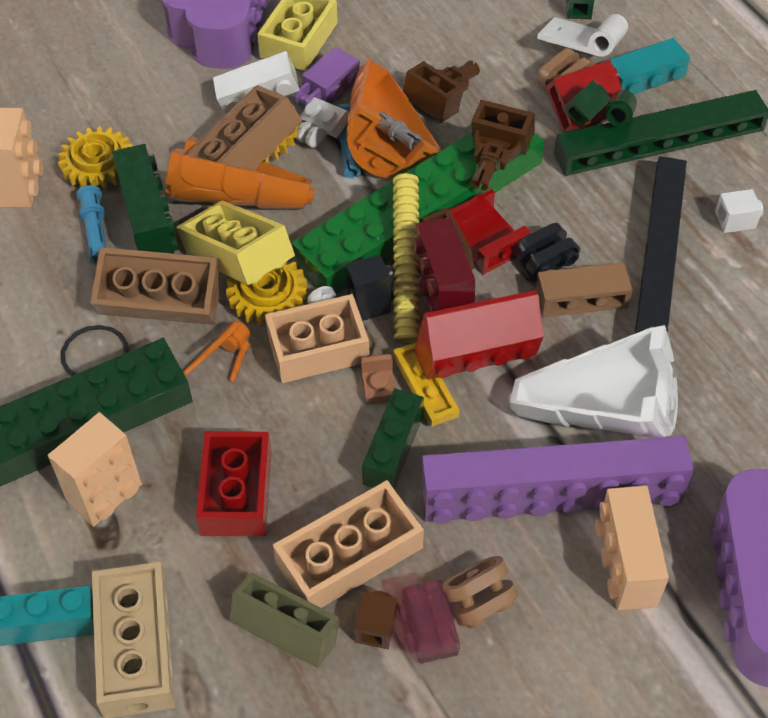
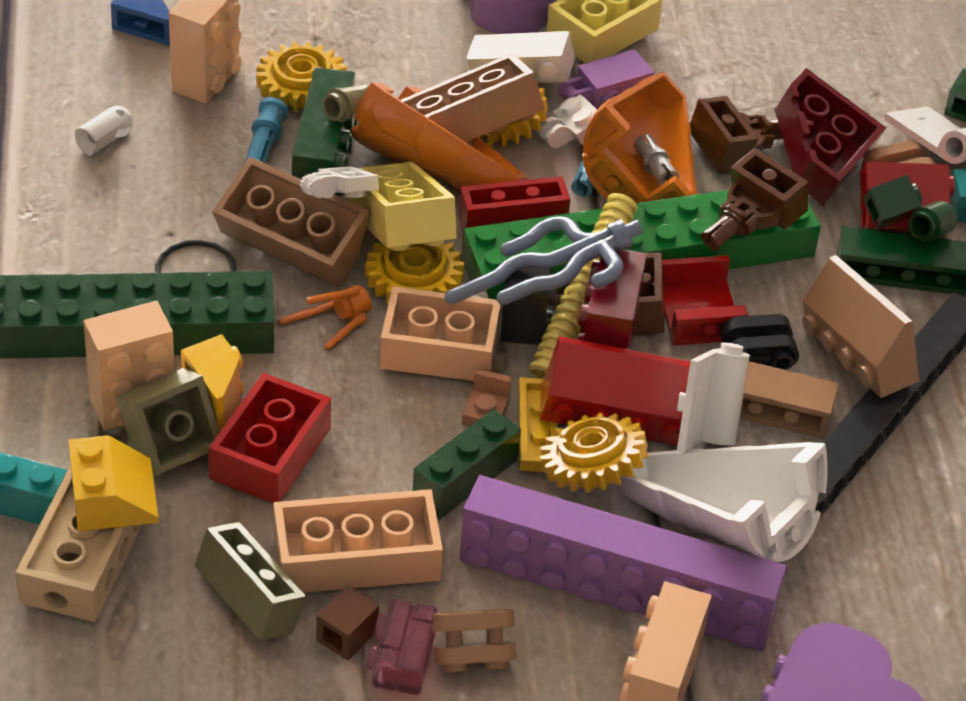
camera: 20 degrees right, 10 degrees down
(138, 590) = (111, 484): none -> yellow slope
(150, 504) = (169, 419): none -> olive brick
(153, 174) = (342, 103): none -> olive cone
(167, 458) = (221, 373): none -> yellow slope
(183, 241) = (345, 180): none -> white hinge
(316, 205) = (512, 201): none -> red brick
(405, 231) = (582, 250): none -> sand blue plant
(488, 395) = (594, 452): none -> yellow gear
(504, 65) = (824, 134): none -> dark red brick
(555, 311) = (713, 397): none -> white door
(621, 213) = (861, 329): none -> medium nougat slope

